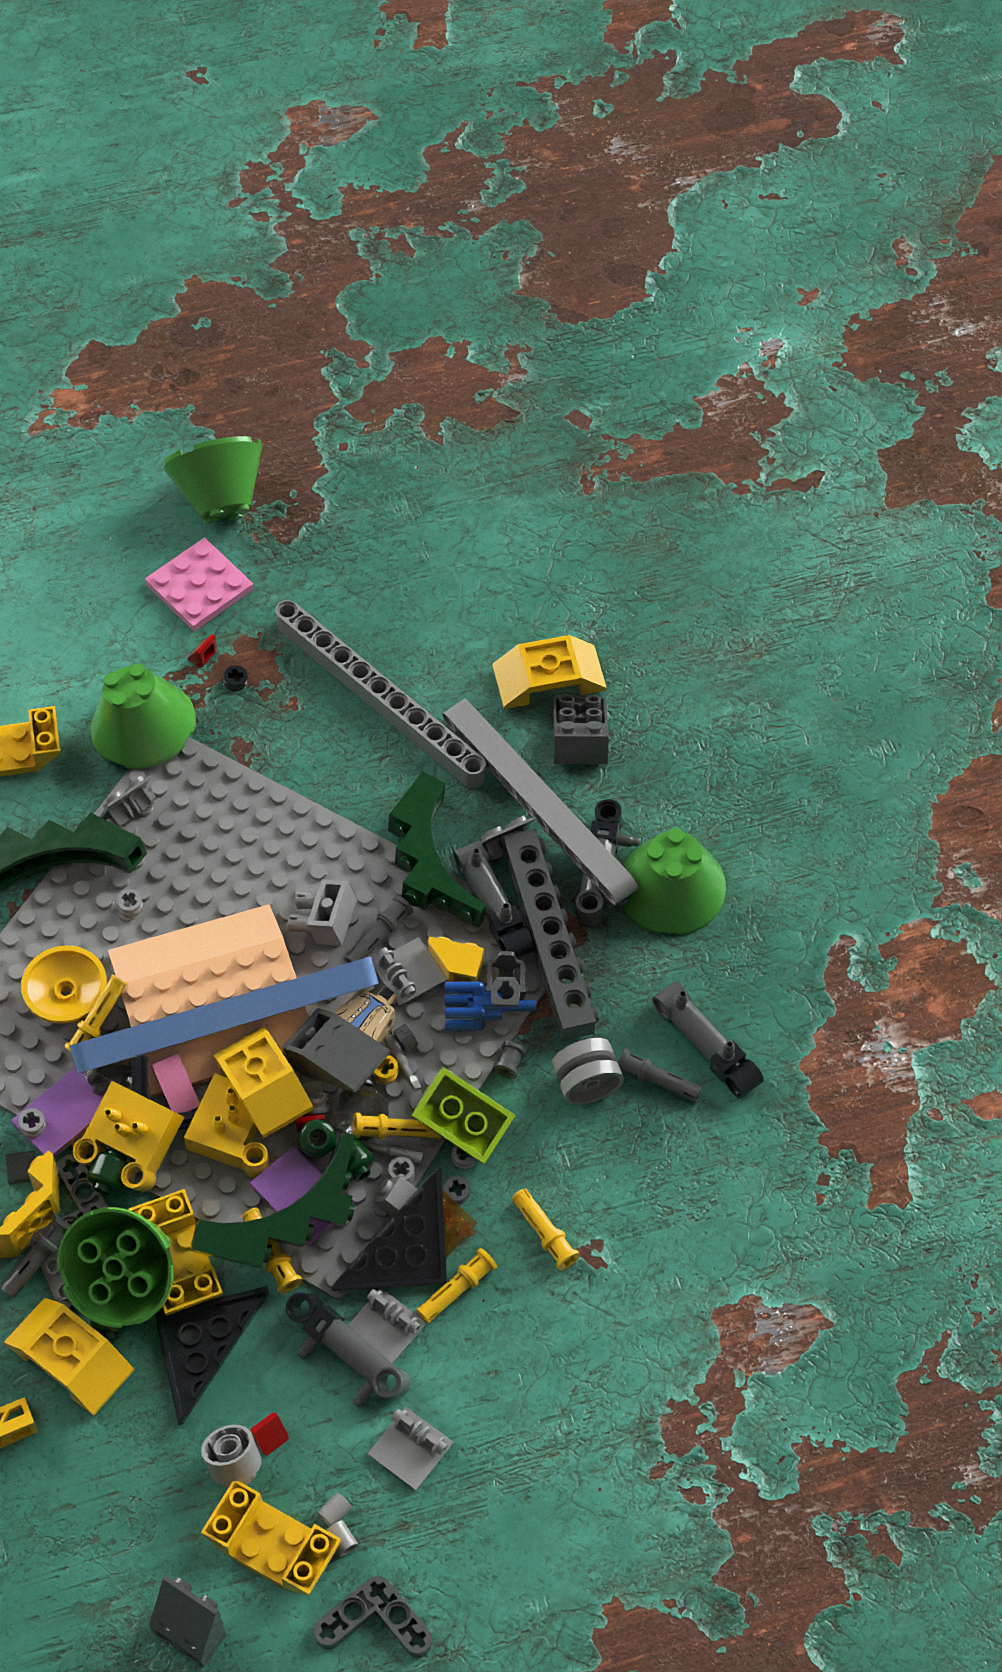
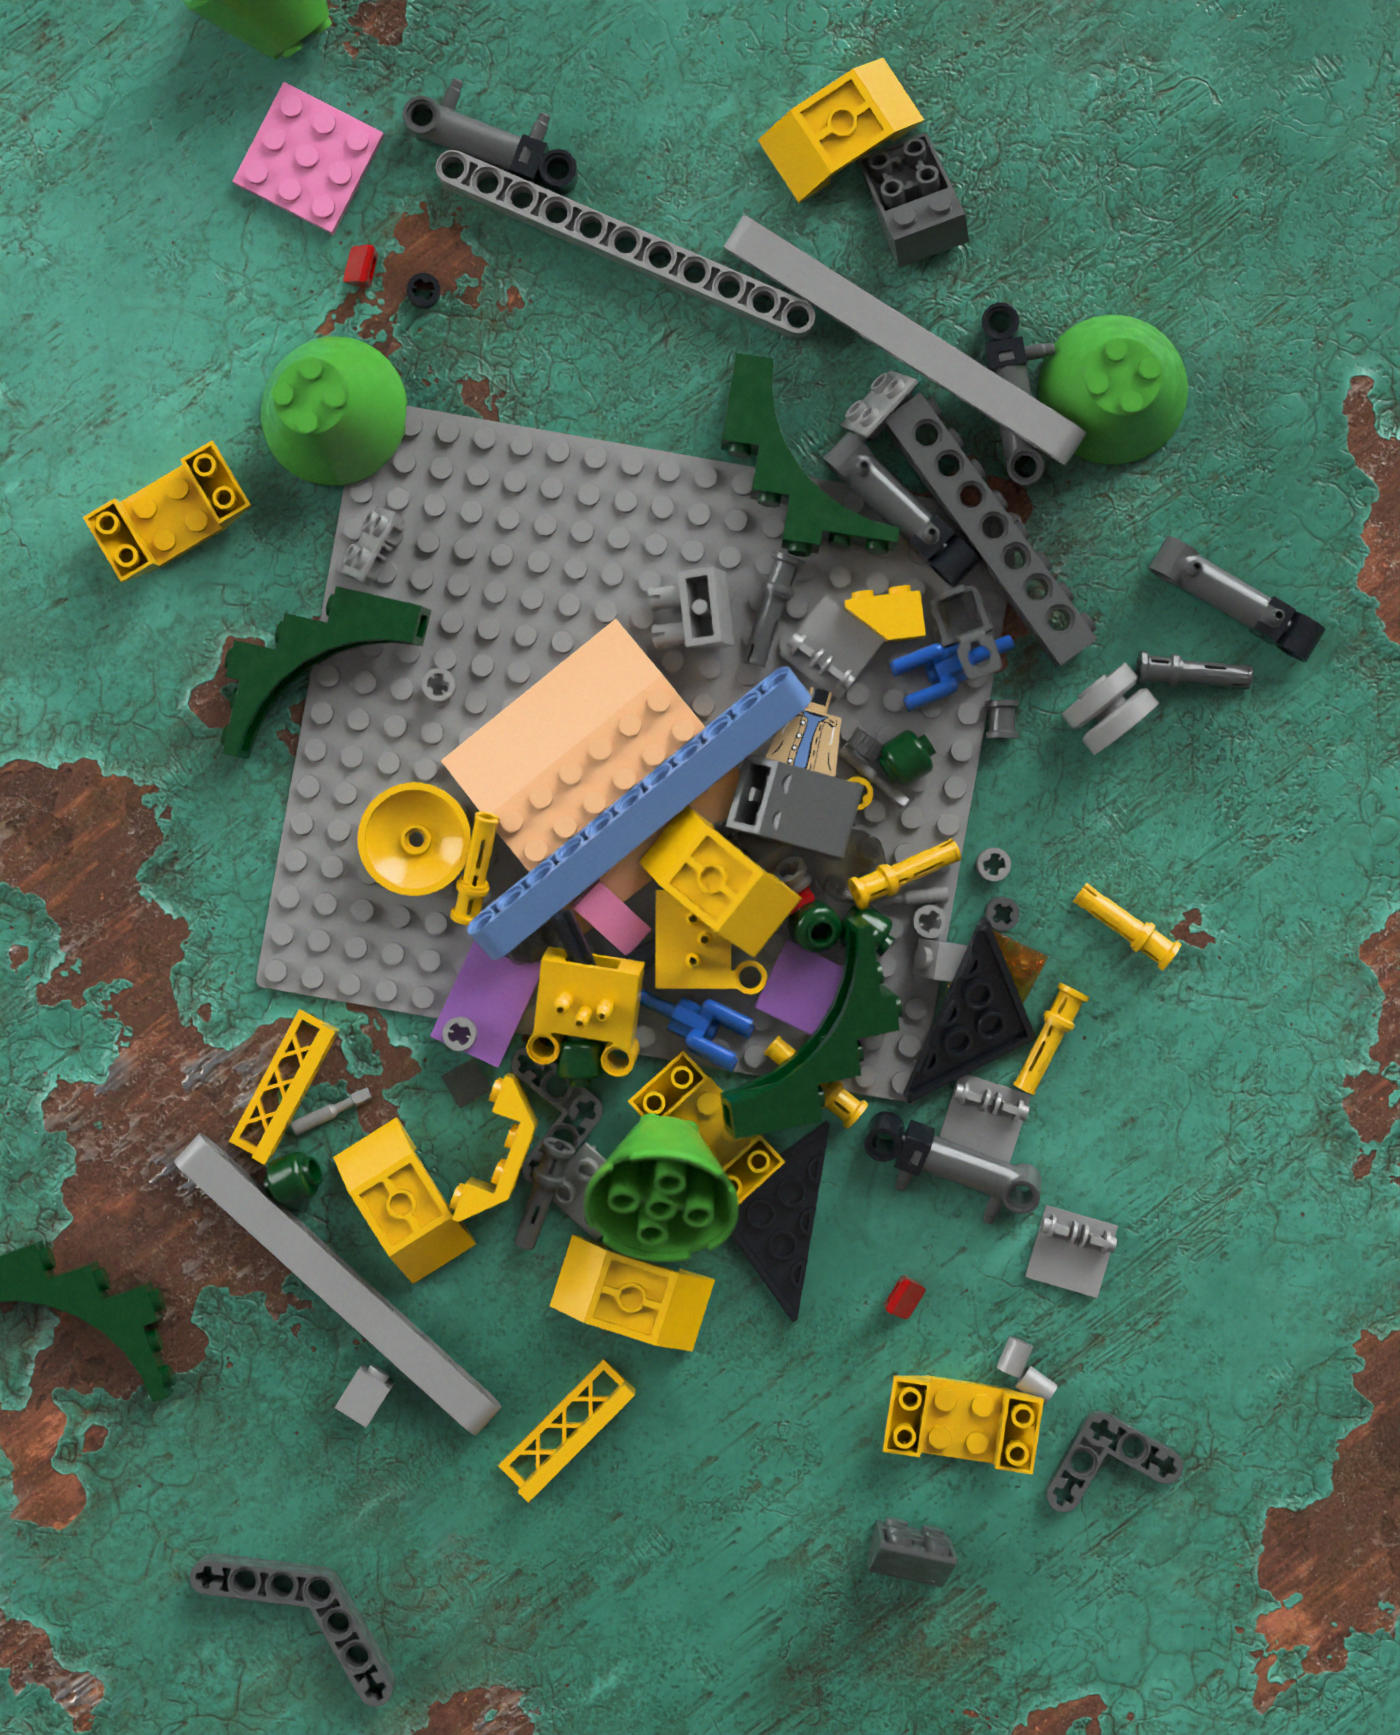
camera: 20 degrees left, 30 degrees up
(206, 1179) = (700, 1024): none -> blue plant
(231, 1455) = (859, 1345): light grey piece -> none
(337, 621) = (521, 156): none -> dark grey piece
(430, 1056) = (906, 757): none -> dark green head
(462, 1115) = (979, 828): lime slope -> none

